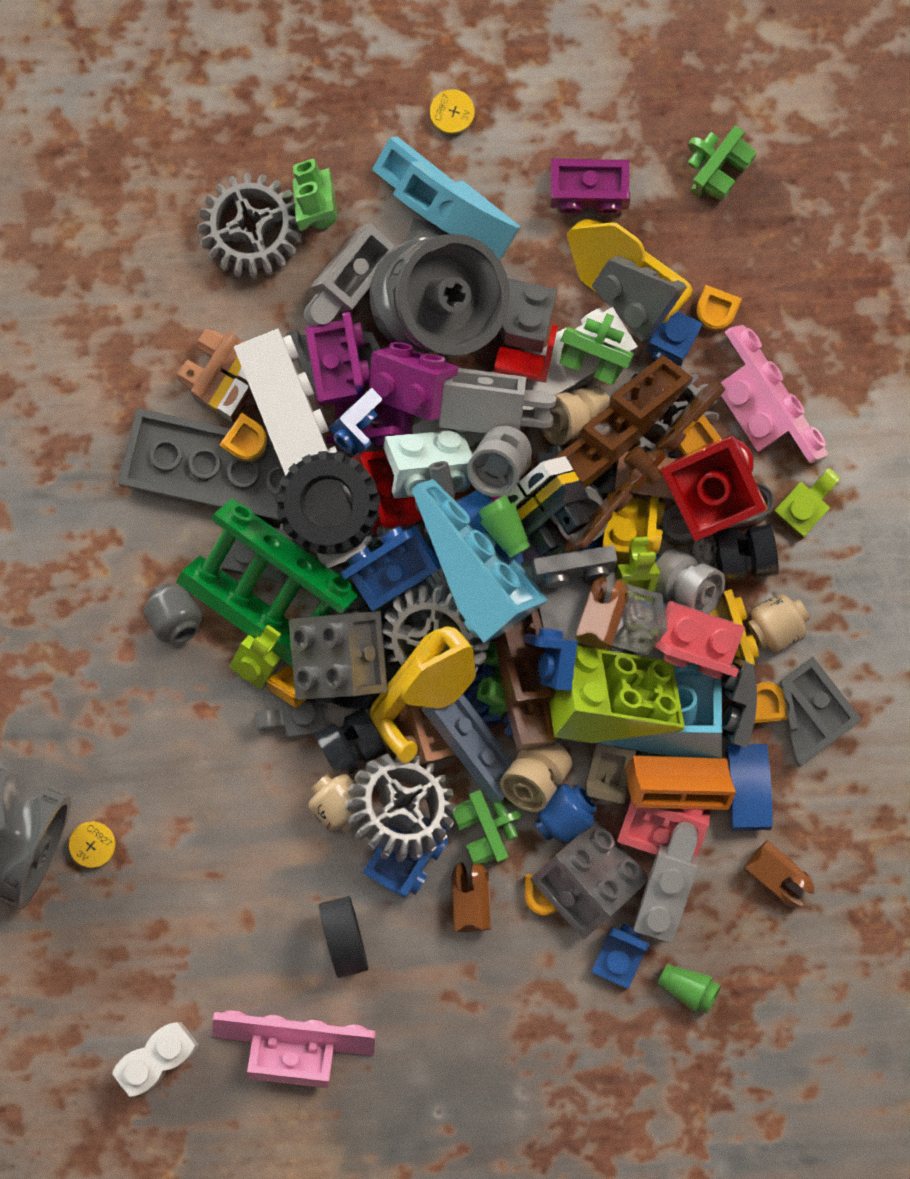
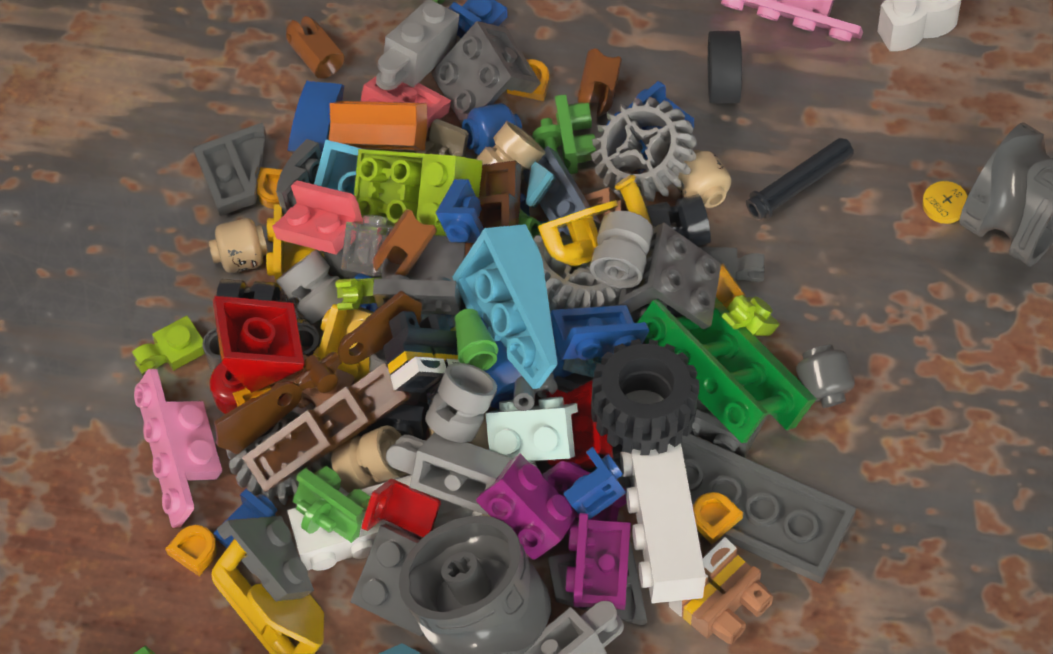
camera: 160 degrees left, 20 degrees down
(241, 836) = (764, 202): none -> black axle
(386, 651) = (621, 249): none -> light grey wheel
(493, 742) = (539, 183): none -> medium azure slope

